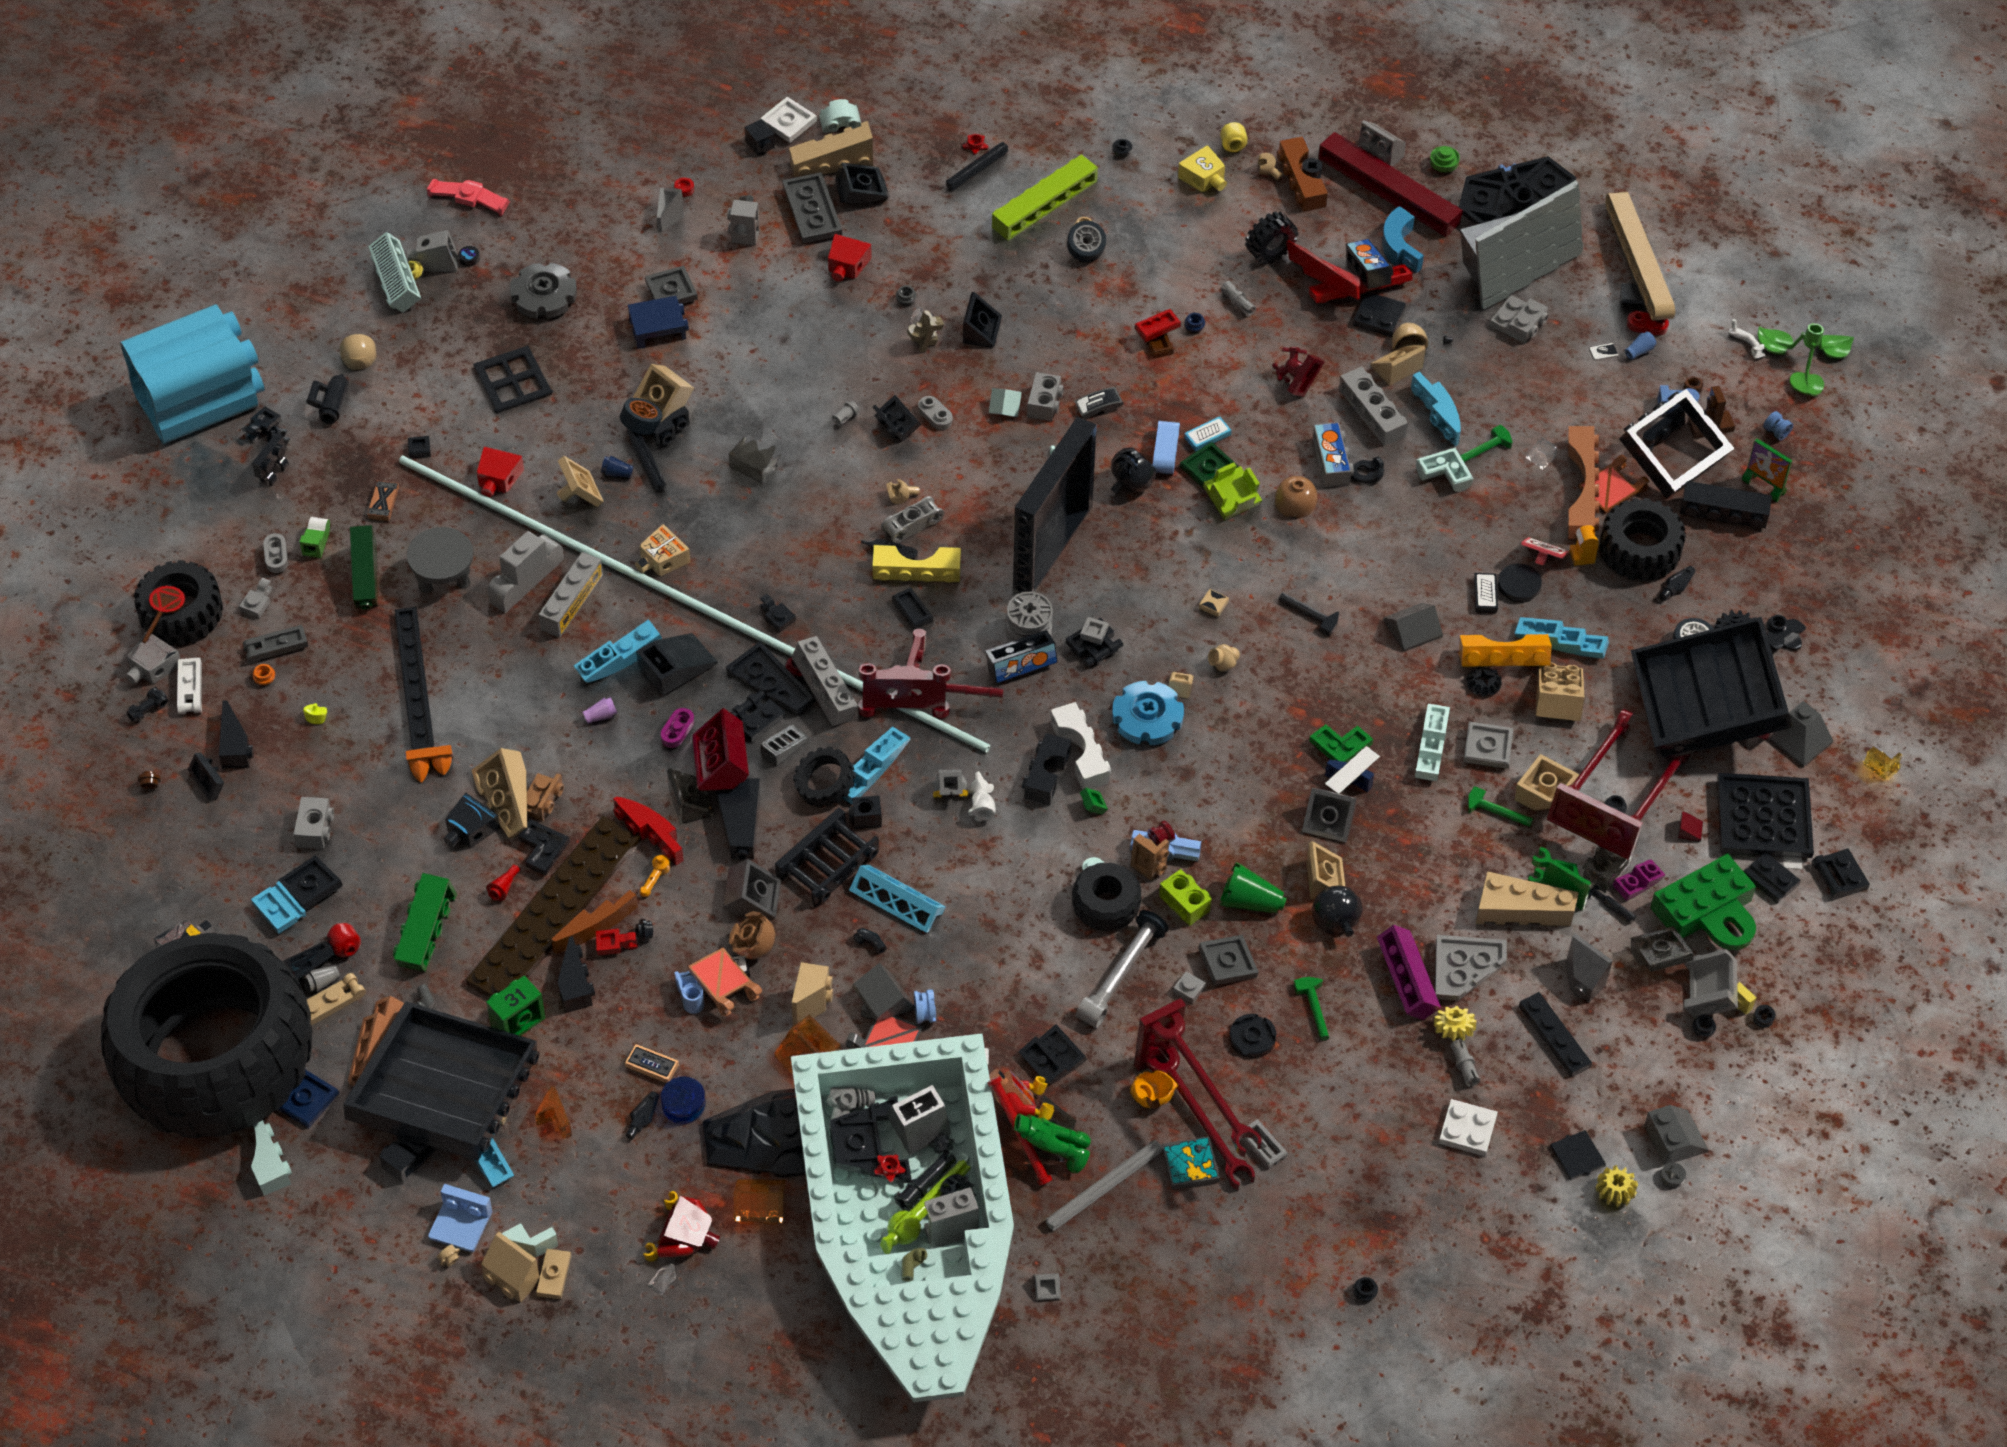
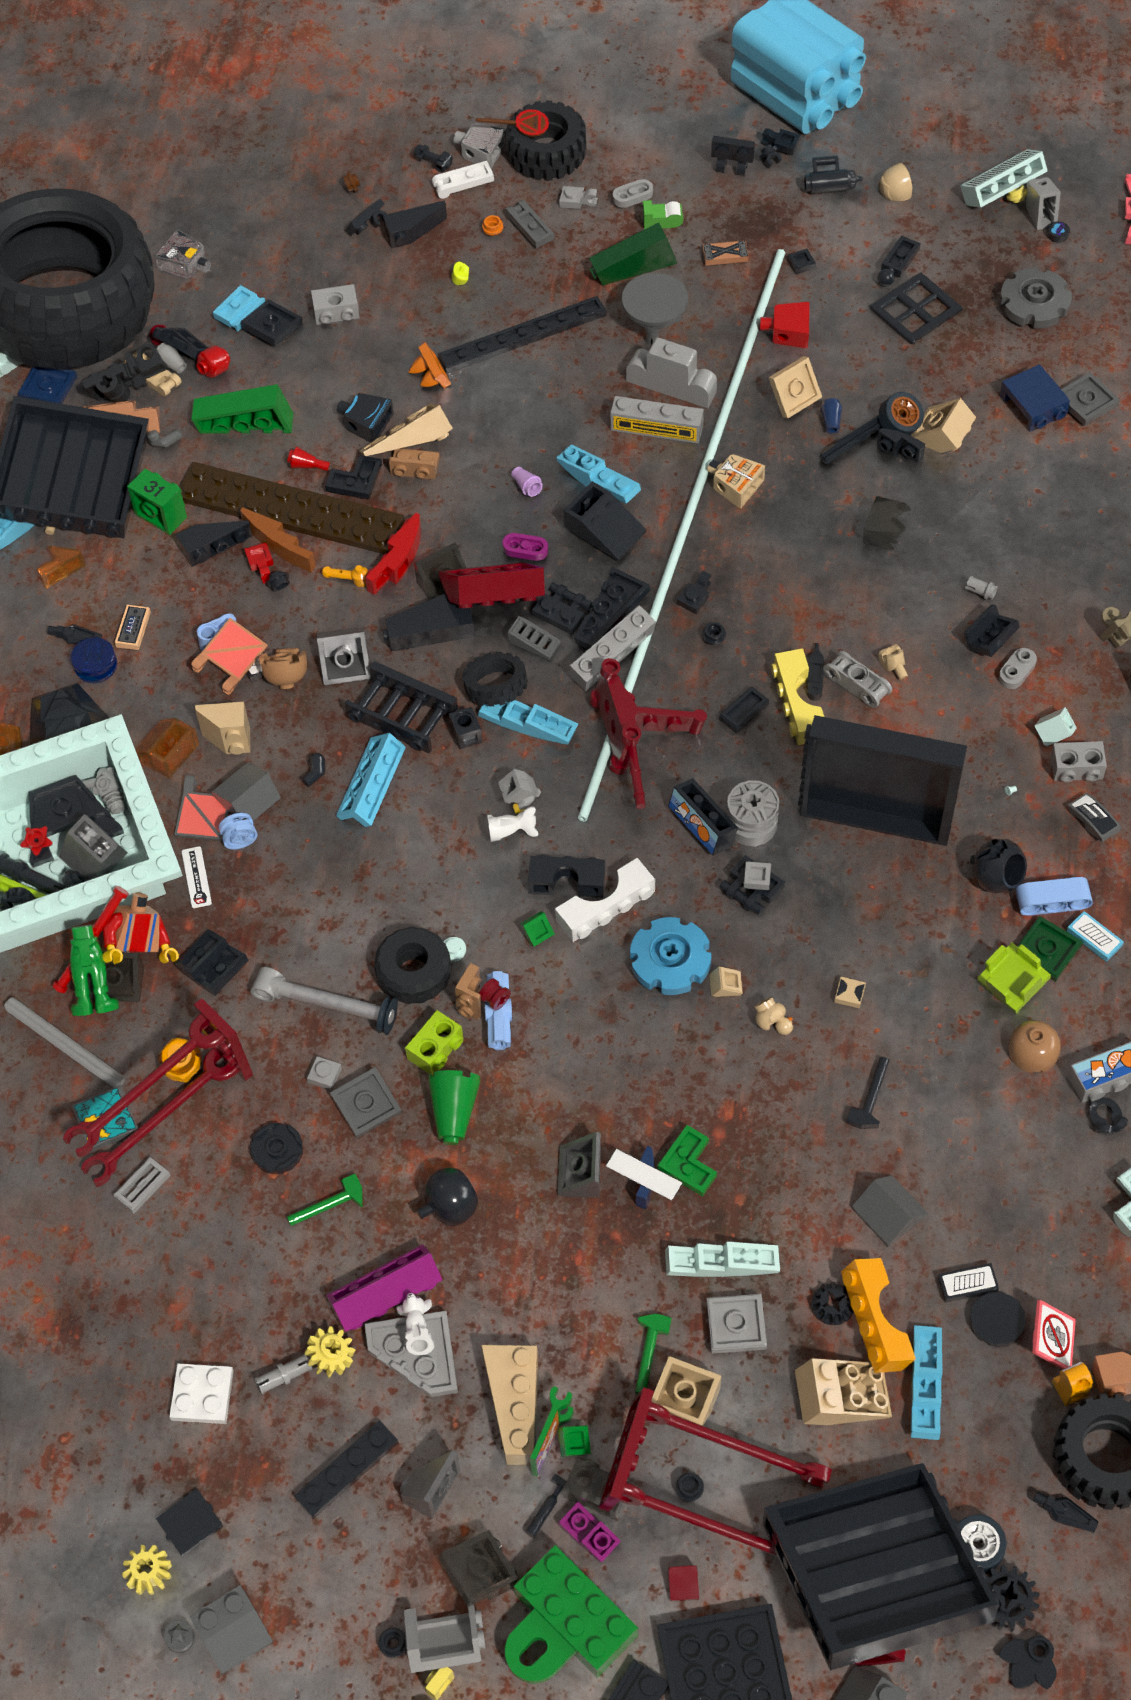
camera: 80 degrees right, 5 degrees up
(347, 1020) = (117, 379): none -> black plate
(453, 375) = (897, 260): none -> black plate
(825, 605) = (714, 628): none -> black plate
(1323, 869) = (502, 1176): tan slope -> none
(1456, 952) = (417, 1337): none -> white animal

